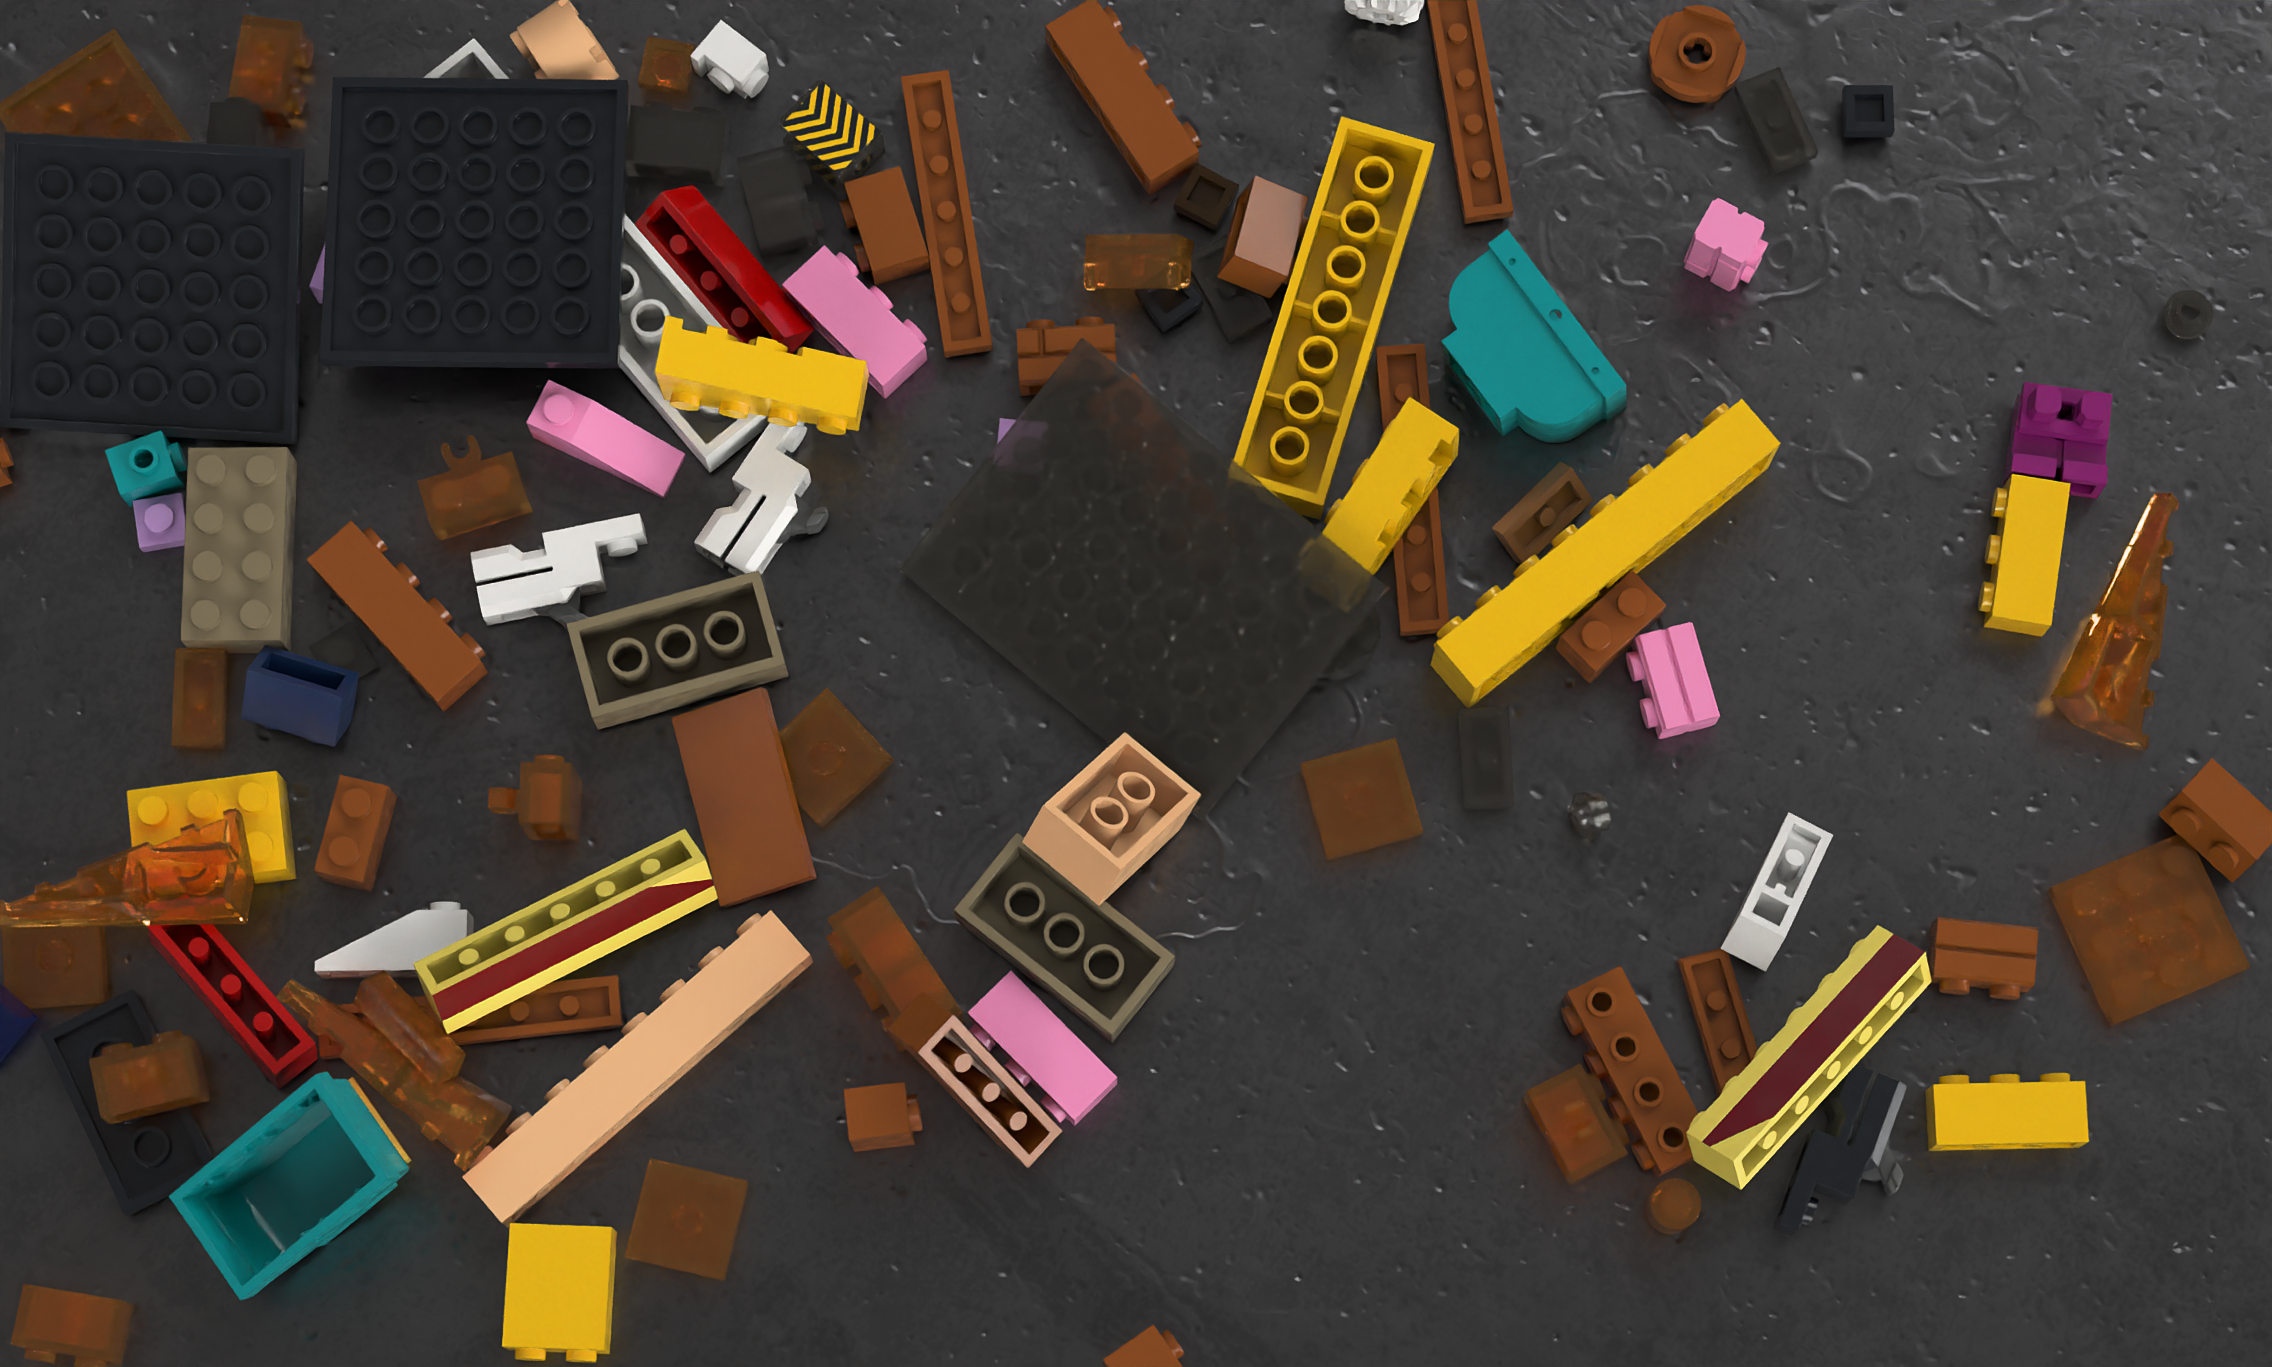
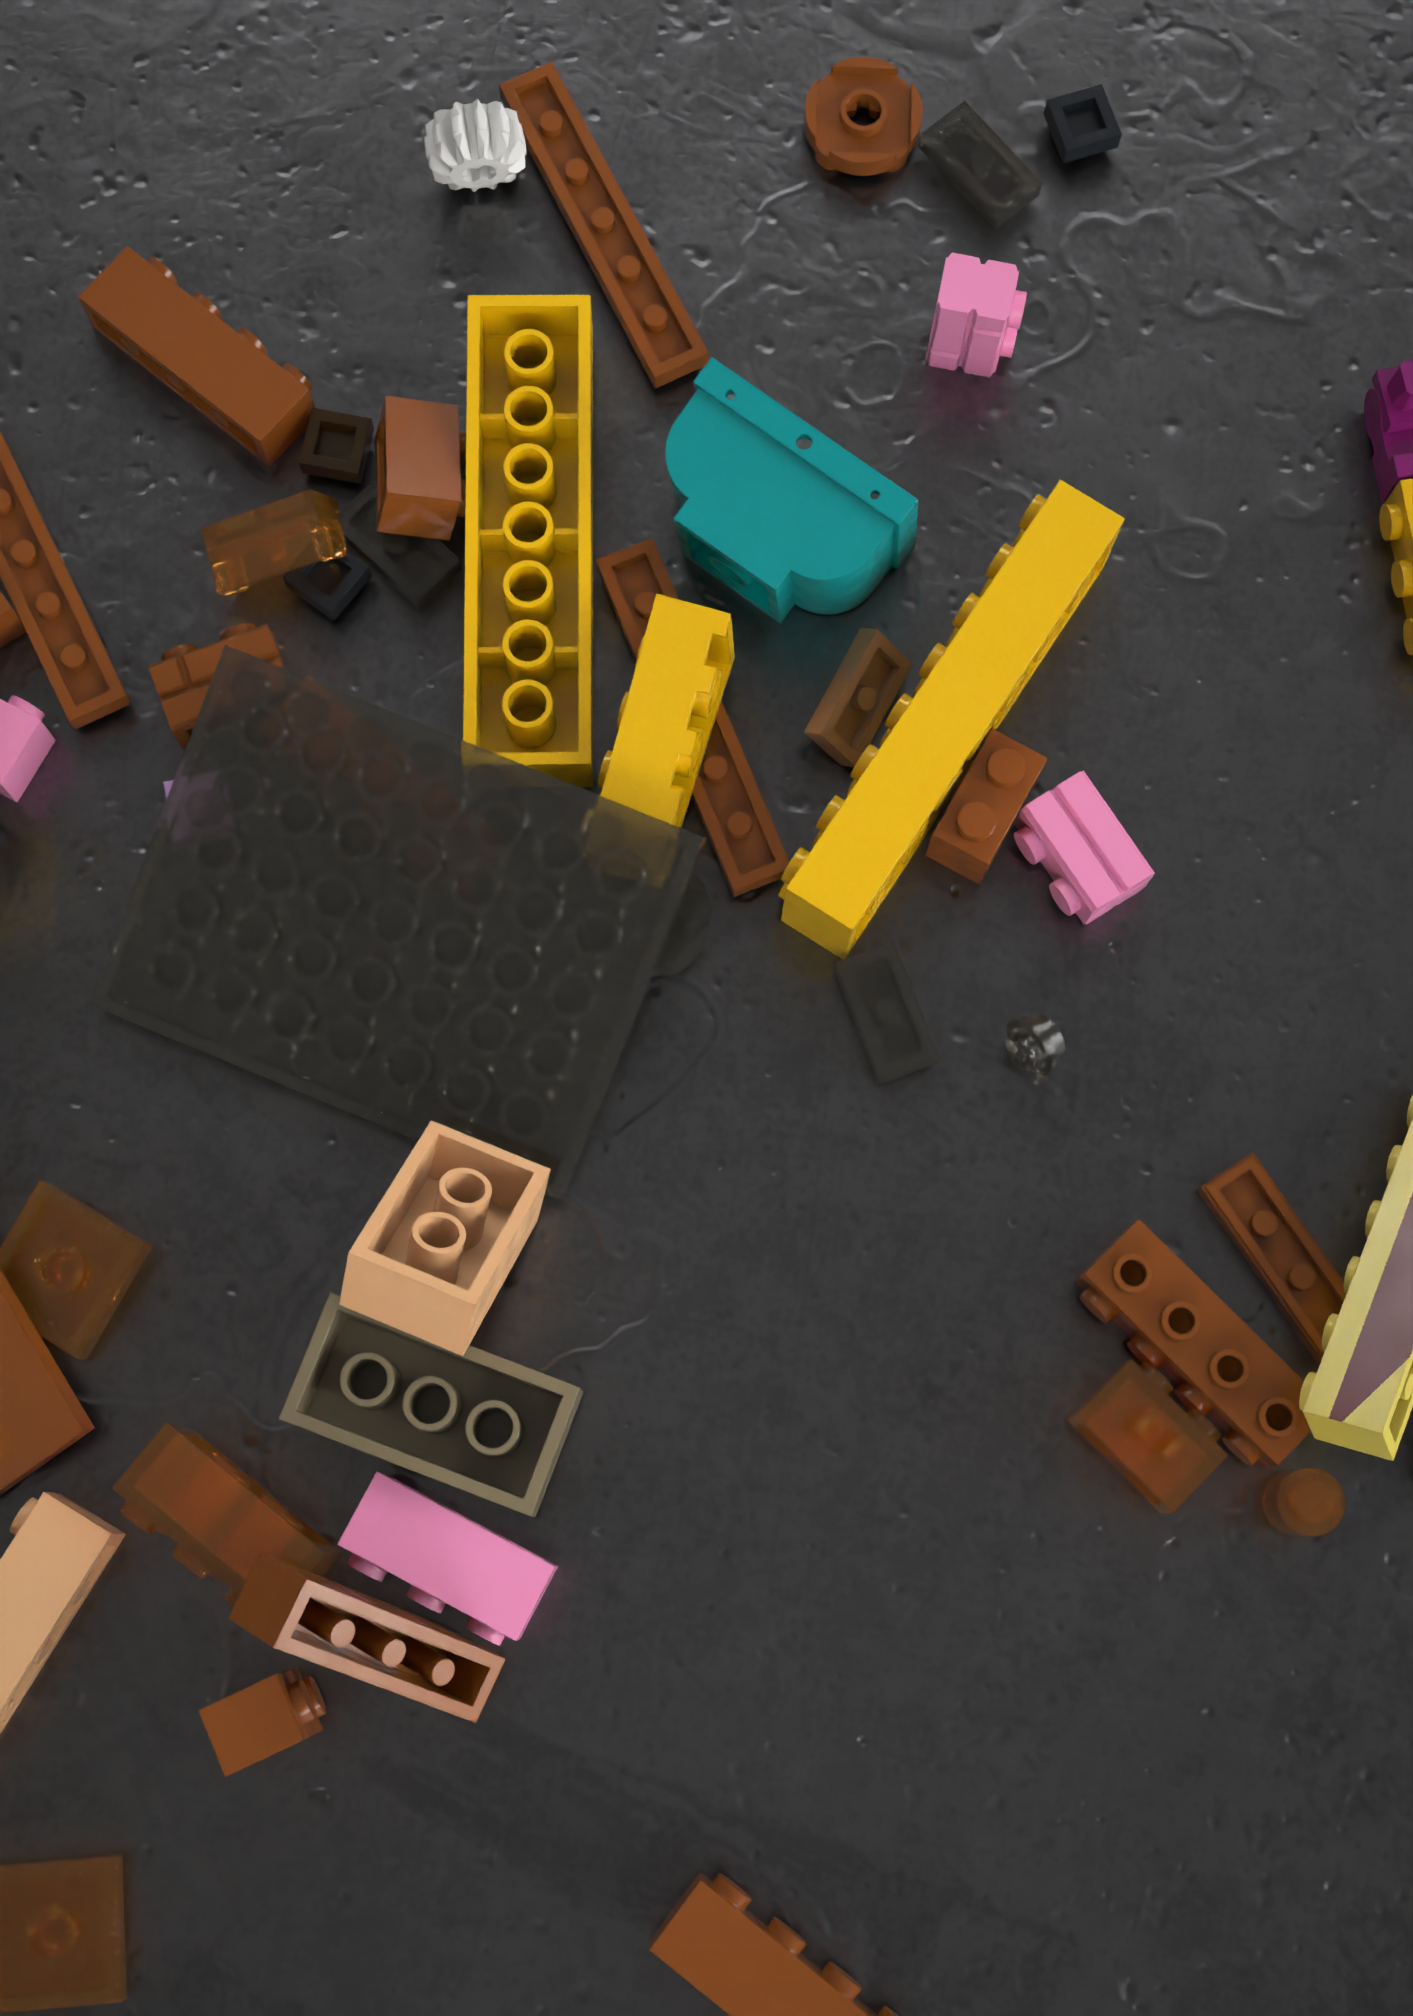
camera: 20 degrees left, 0 degrees up
(1361, 799) = (750, 1111): clear orange plate -> none
(1777, 892) = (1293, 1069): white slope -> none

